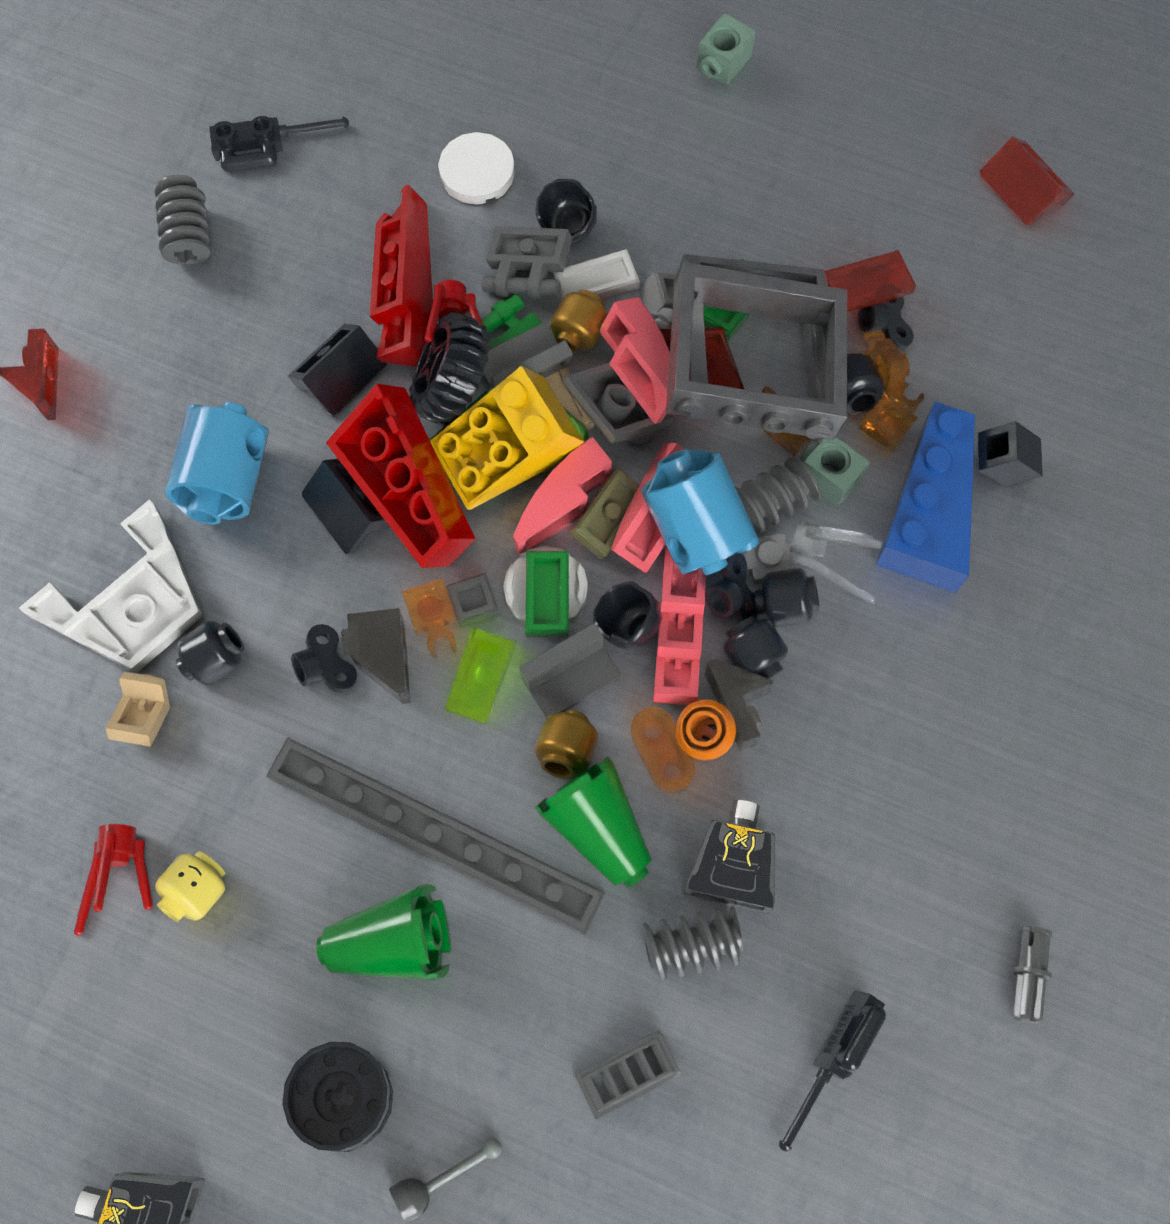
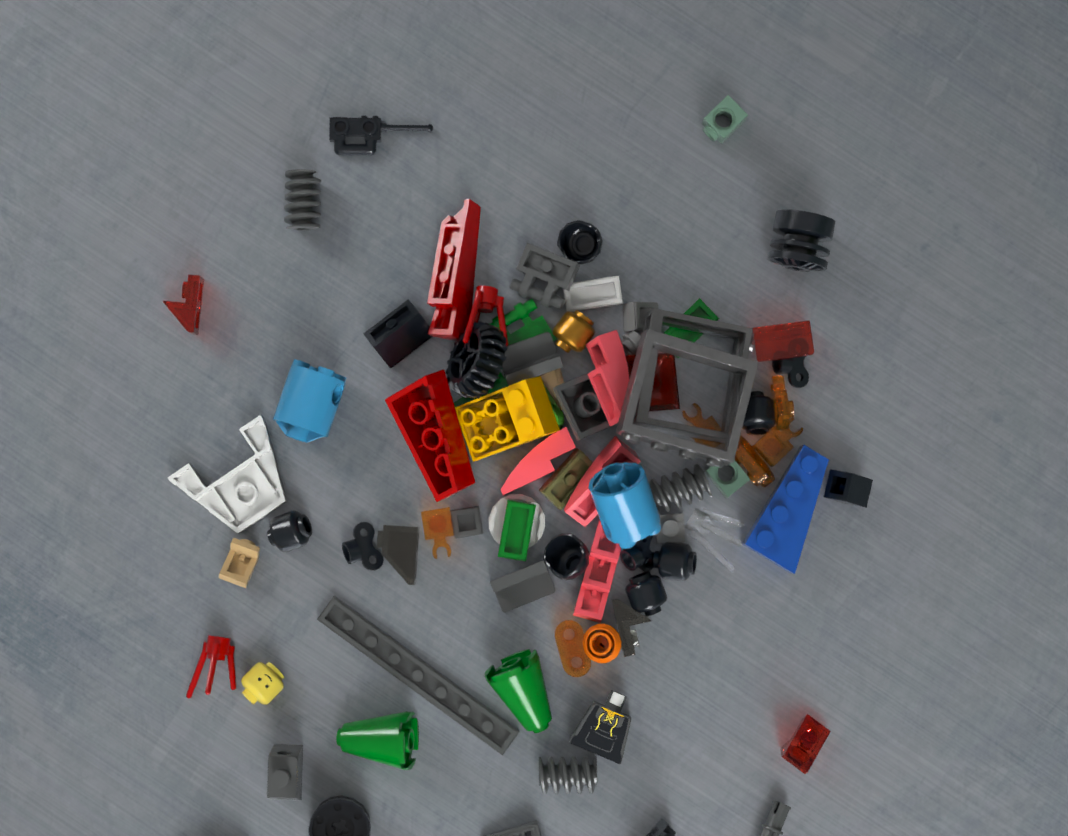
camera: 15 degrees right, 15 degrees up
(240, 1027) = (285, 772): none -> dark grey torso
(342, 505) = (388, 441): black panel -> none
(476, 168) = (521, 186): white tile -> none
(480, 675) = (464, 574): clear neon green slope -> none
(566, 744) = (511, 634): pearl gold head -> none
(862, 157) = (800, 245): none -> black wheel
(880, 458) = (757, 469): none -> clear orange plate
(1025, 180) = (921, 270): clear red panel -> none
(1048, 829) = (805, 744): none -> clear red slope

